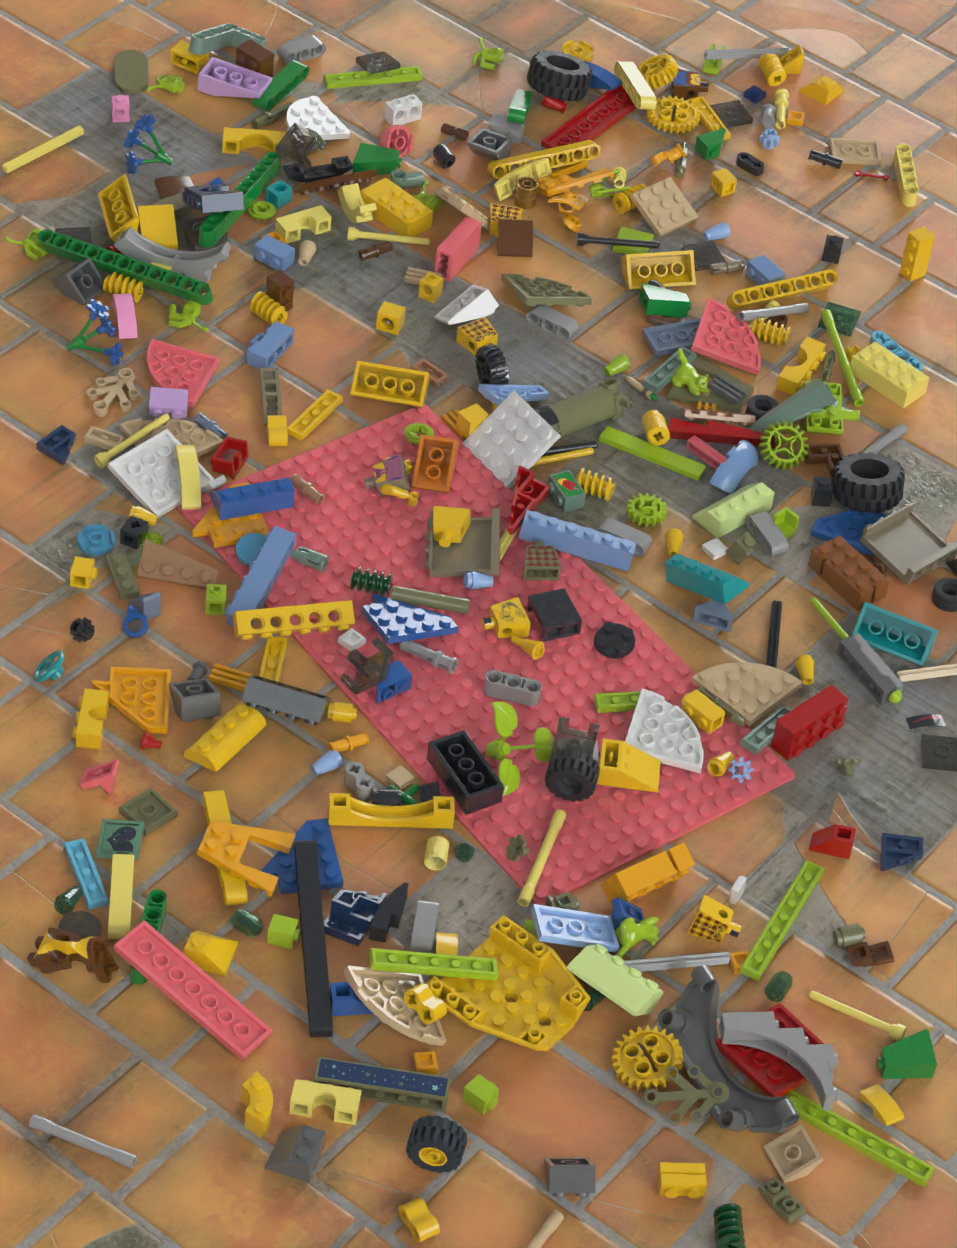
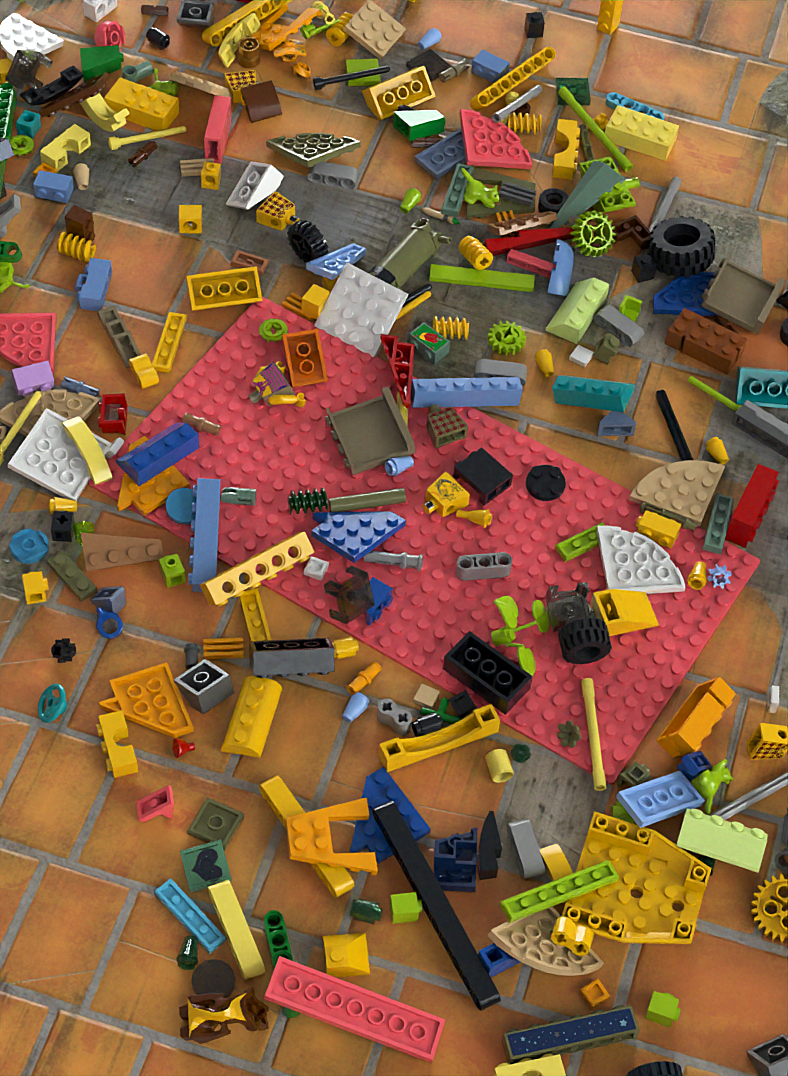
camera: 20 degrees left, 10 degrees up
(450, 524) = (350, 417): yellow torso -> none

